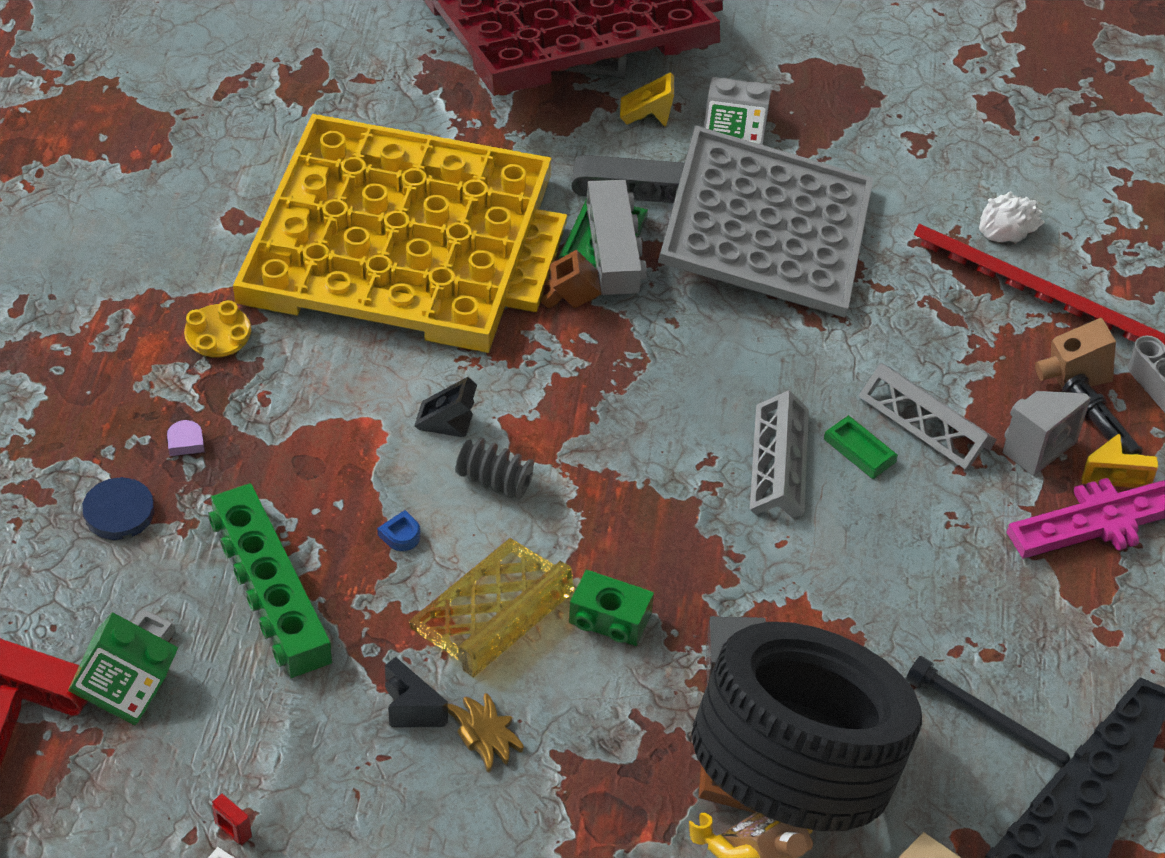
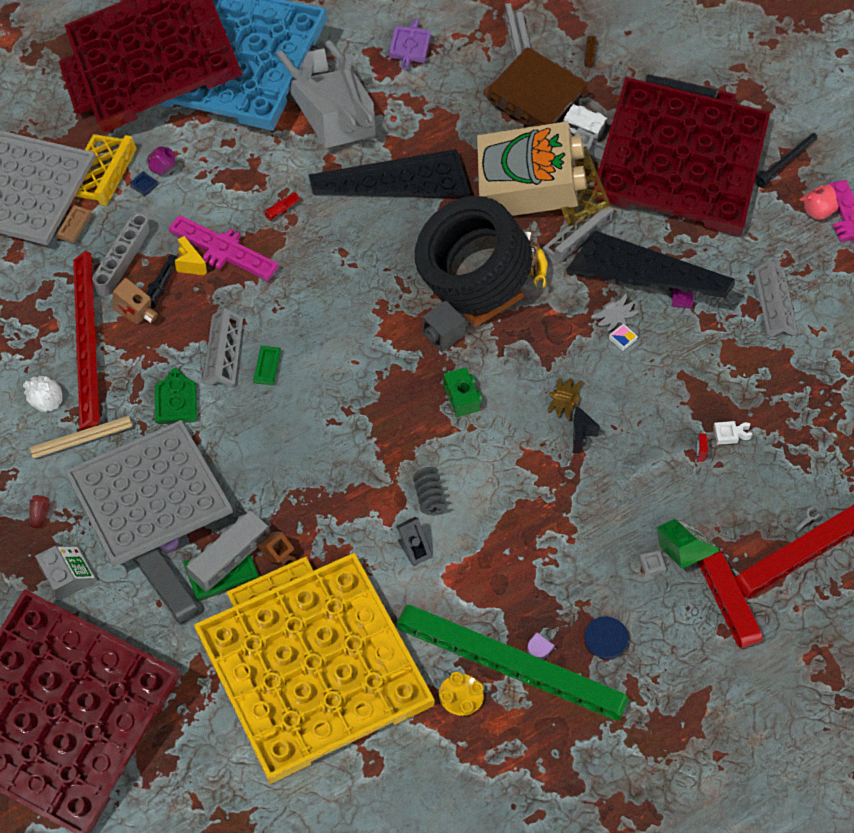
camera: 130 degrees left, 10 degrees up
(192, 396) = (513, 662): none -> green beam
(270, 581) = (556, 578): green brick -> none
(400, 532) = (499, 509): blue tile -> none
(513, 617) = (500, 423): clear yellow fence -> none
(651, 98) = (92, 612): yellow slope -> none
(787, 449) = (304, 383): light grey fence -> none
(841, 136) = (37, 510): none -> clear red cone
(891, 331) = (175, 399): none -> green tile
(913, 216) = (81, 437): none -> tan axle
(925, 675) = (381, 263): black piece -> none
(1044, 428) = (199, 288): light grey slope -> none
(1138, 628) = (281, 206): none -> red axle

